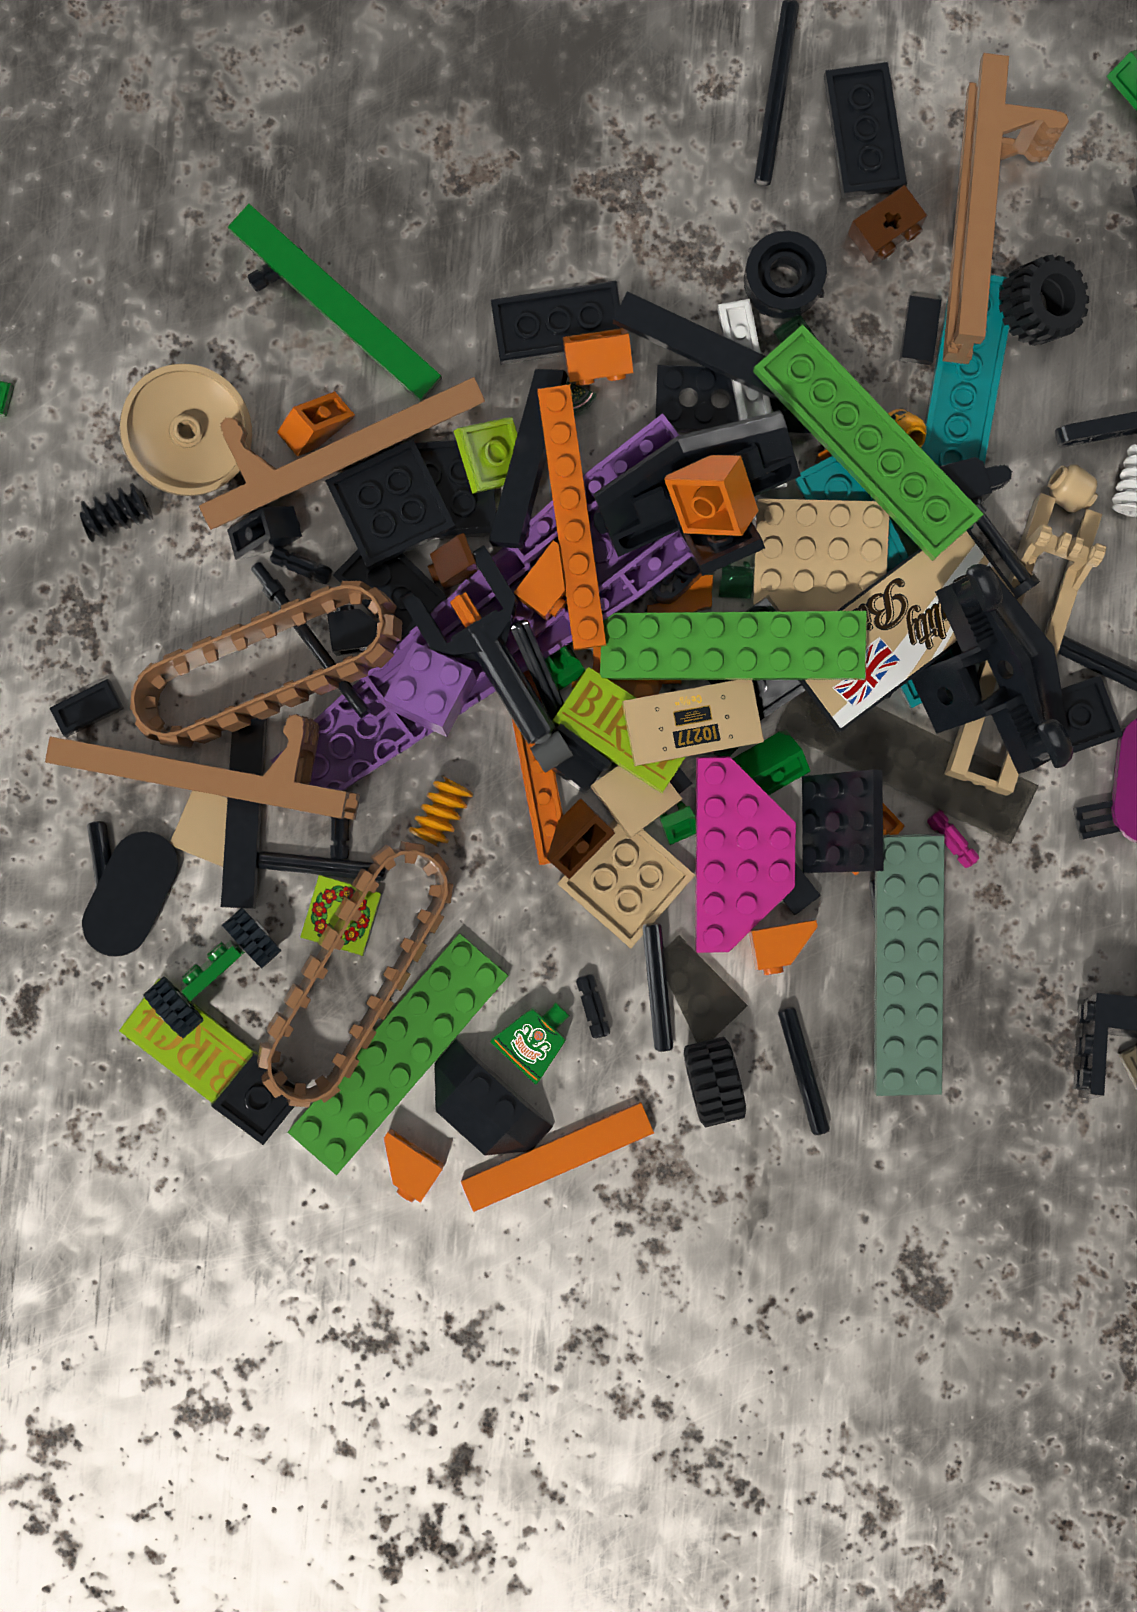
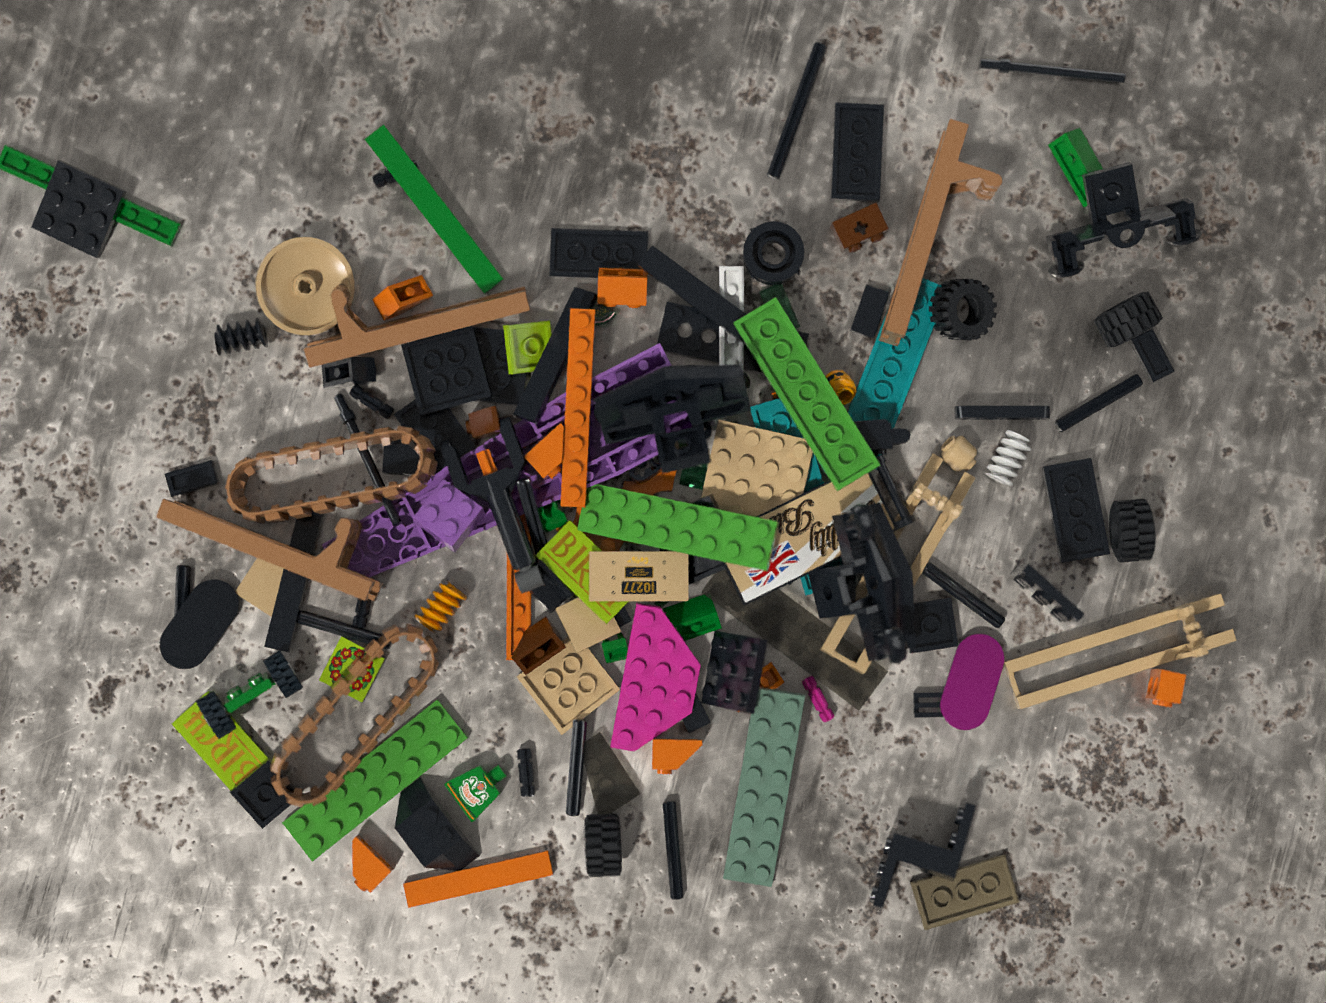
camera: 10 degrees right, 0 degrees up
(713, 496) = (681, 417): orange slope -> none

